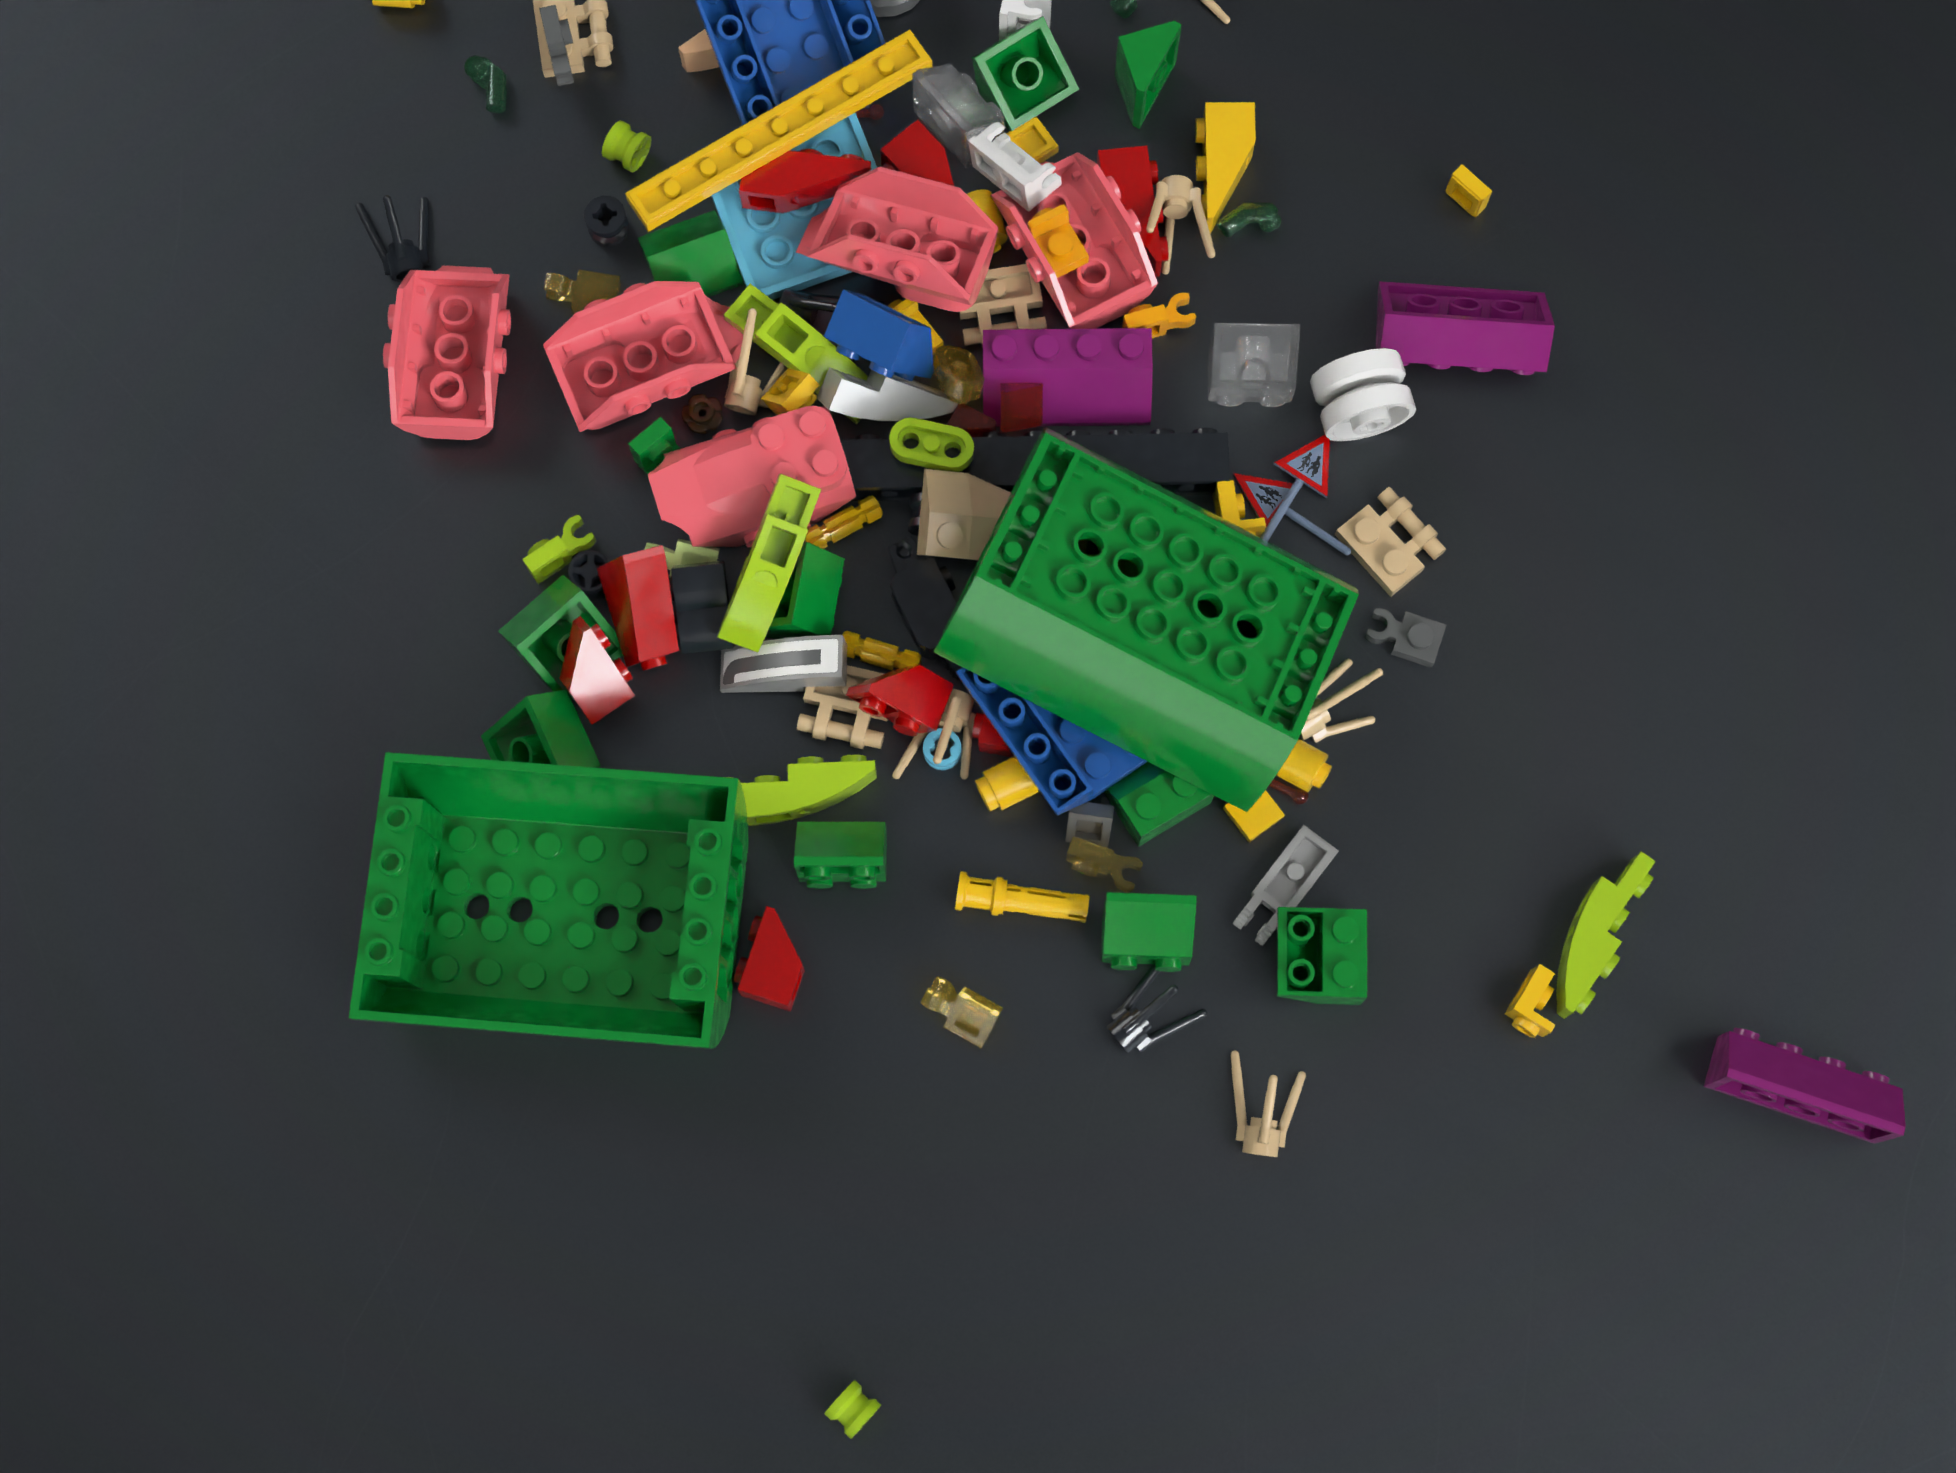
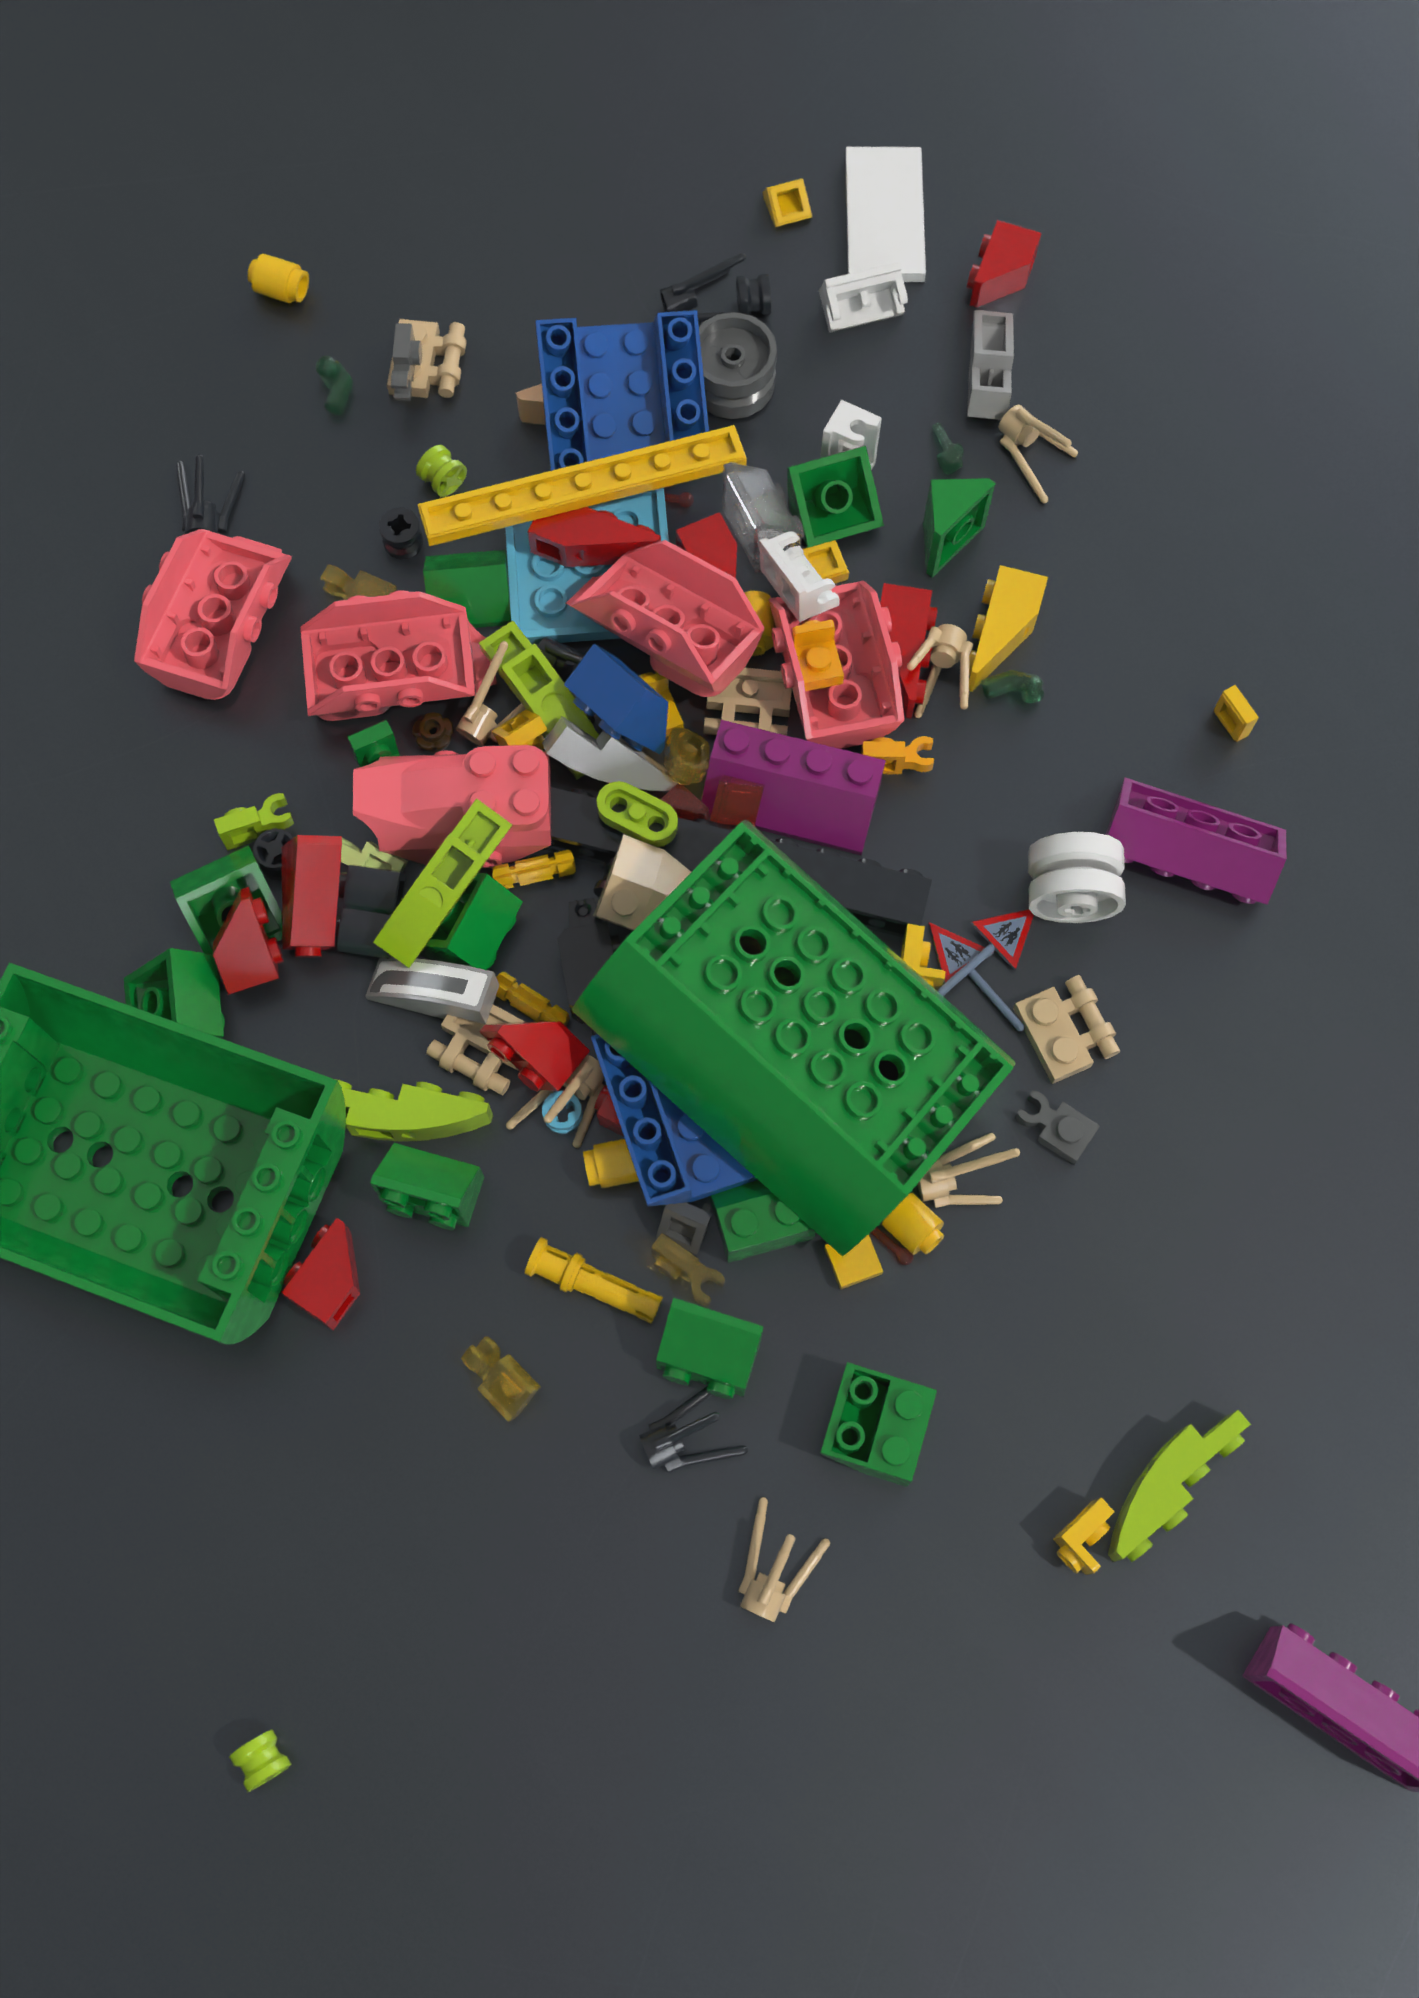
camera: 15 degrees right, 5 degrees down
(1253, 363) = (976, 819): clear slope -> none
(1288, 879) = (868, 1337): light grey hinge -> none

